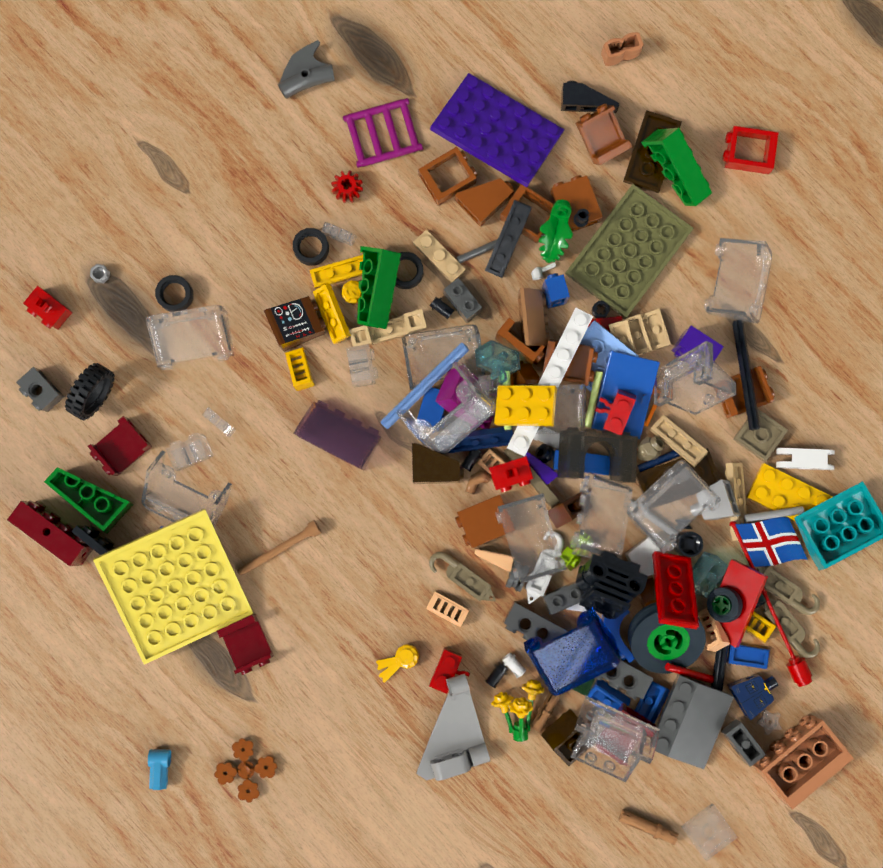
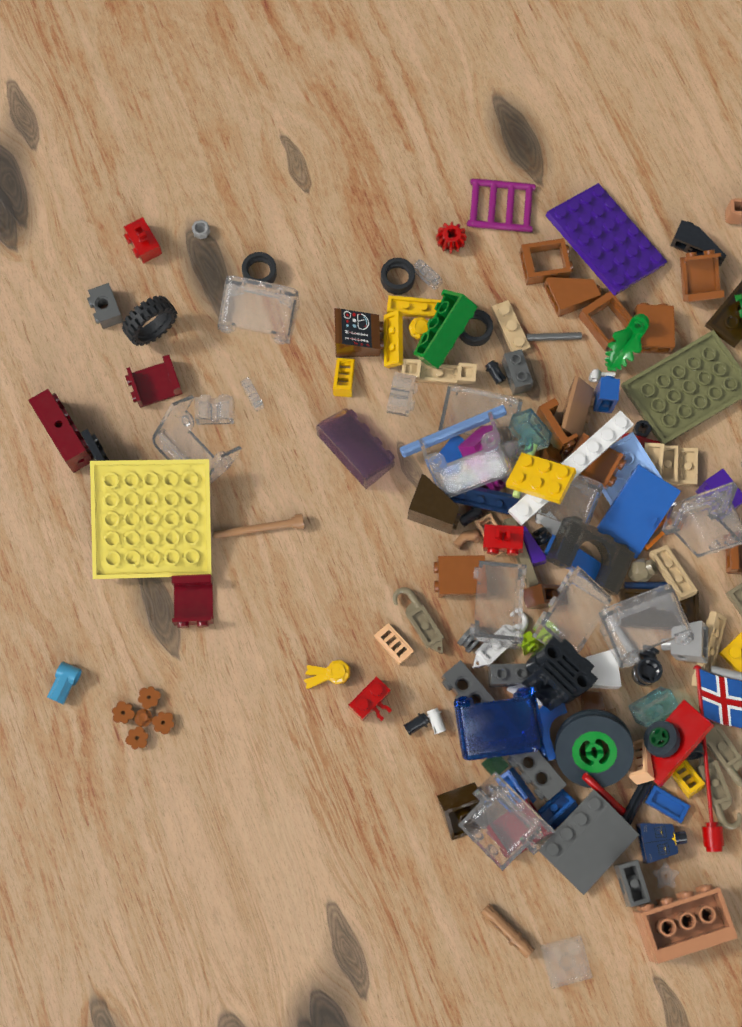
camera: 20 degrees right, 10 degrees down
(93, 502) = (110, 420): green wedge -> none
(304, 71) = (452, 129): dark grey pin -> none
(456, 737) = (355, 766): light grey panel -> none
(501, 560) = (457, 613): light nougat slope -> none
(508, 238) = (580, 333): black tile -> none
(520, 707) = (428, 755): yellow plant -> none
(544, 712) = (449, 777): medium nougat pin -> none
(581, 222) = (654, 339): black pin -> none
(593, 398) = (606, 503): yellowish green bar -> none
(618, 412) = (626, 521): red brick -> none
(675, 590) = (619, 703): red tile -> none

